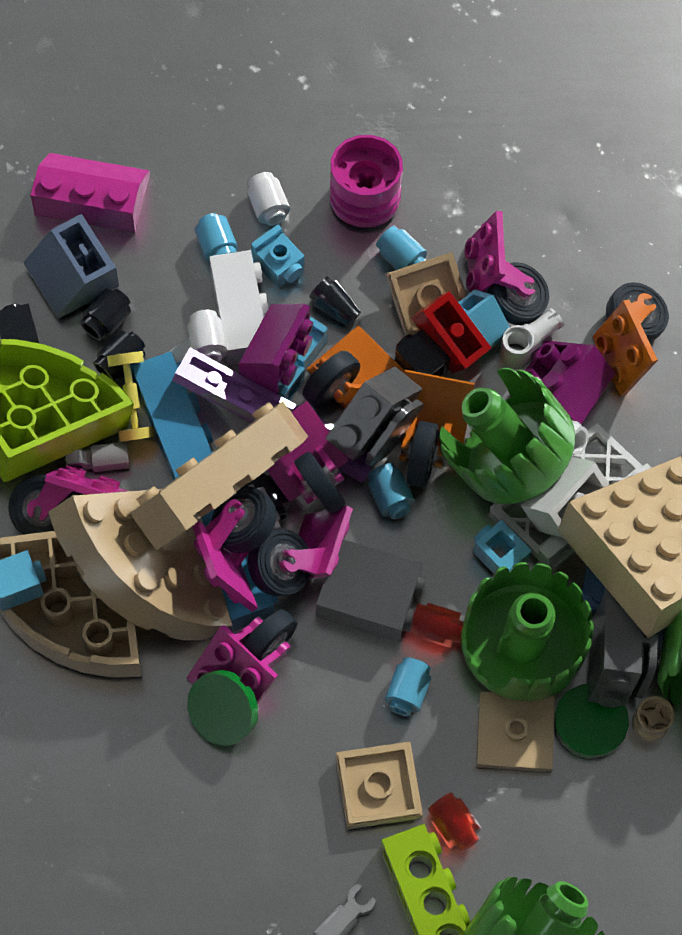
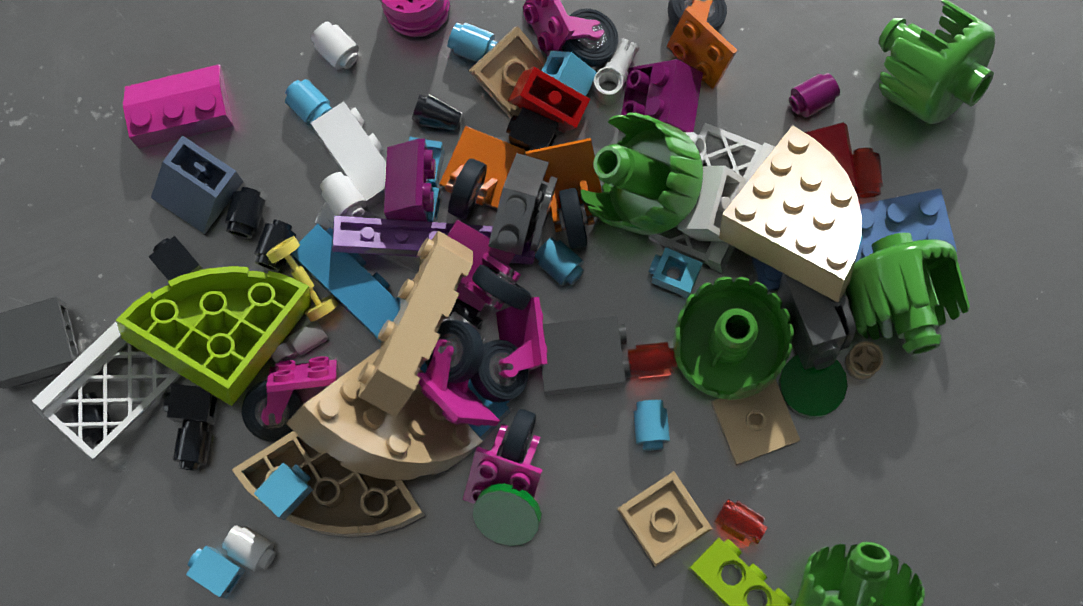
camera: 15 degrees left, 10 degrees up
(278, 269) = (373, 106): medium azure brick -> none

